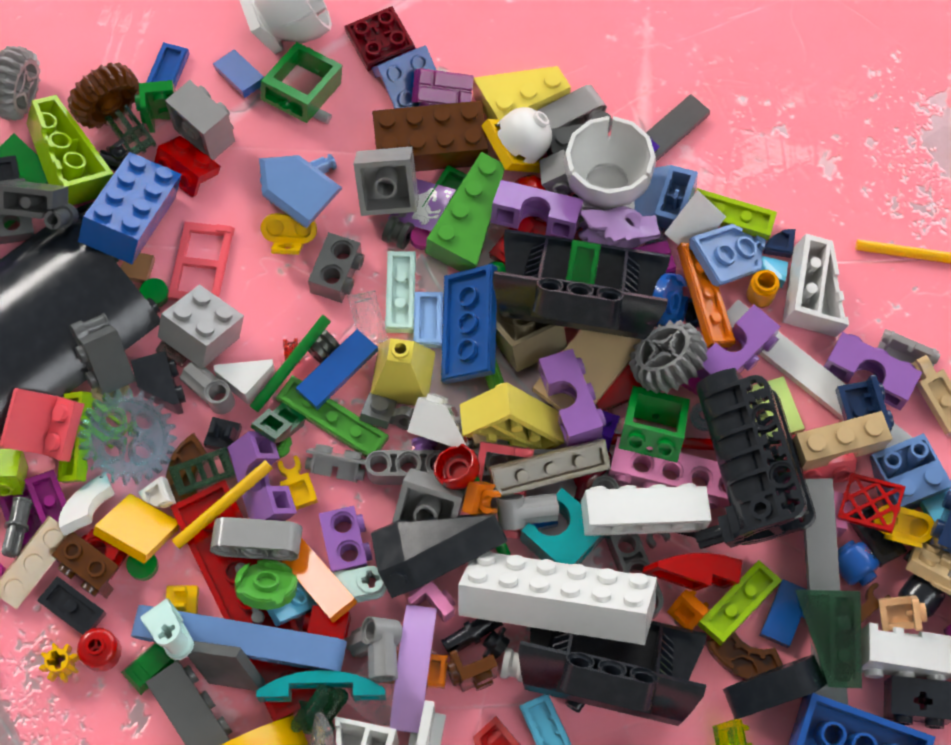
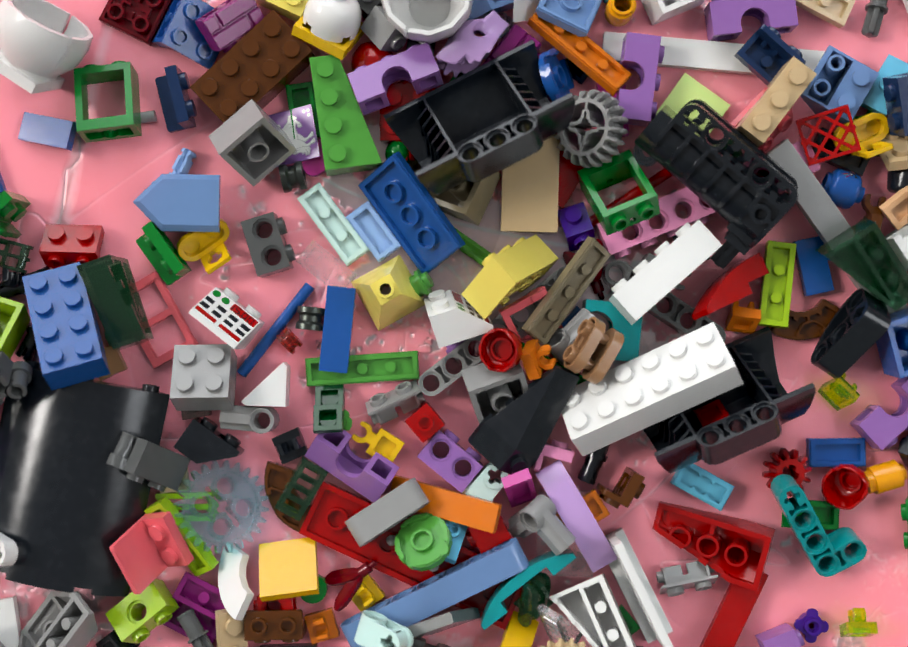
camera: 35 degrees left, 20 degrees up
(123, 602) = (322, 625): none -> orange tile
(156, 290) = (140, 372): green tile -> none
(158, 493) = (281, 529): white tile -> none
(177, 576) = (352, 579): none -> dark red piece
(184, 221) = (116, 301): none -> clear green wedge
(201, 119) = (54, 201): light grey brick -> none
(222, 504) = (339, 504): yellow bar -> none
(248, 216) = (162, 254): none -> green bracket
(258, 297) = (228, 318): none -> white slope
(276, 340) = (275, 329): none -> blue bar
(290, 363) = (298, 353): green bar -> none
(348, 491) = (425, 422): none -> red brick
(354, 116) = (175, 100): none -> dark blue bracket
(382, 411) = (397, 337): dark grey plate -> none
(384, 598) = (519, 487): none -> dark pink tile
(435, 382) = (421, 283): none -> bright green plate
(495, 643) = (621, 452): black plate -> none
(511, 665) = (644, 455): white wheel -> none
(543, 509) = (593, 350): none -> medium nougat brick
(564, 374) = (522, 204): medium lavender arch -> none
(583, 262) = (472, 106): green tile -> none

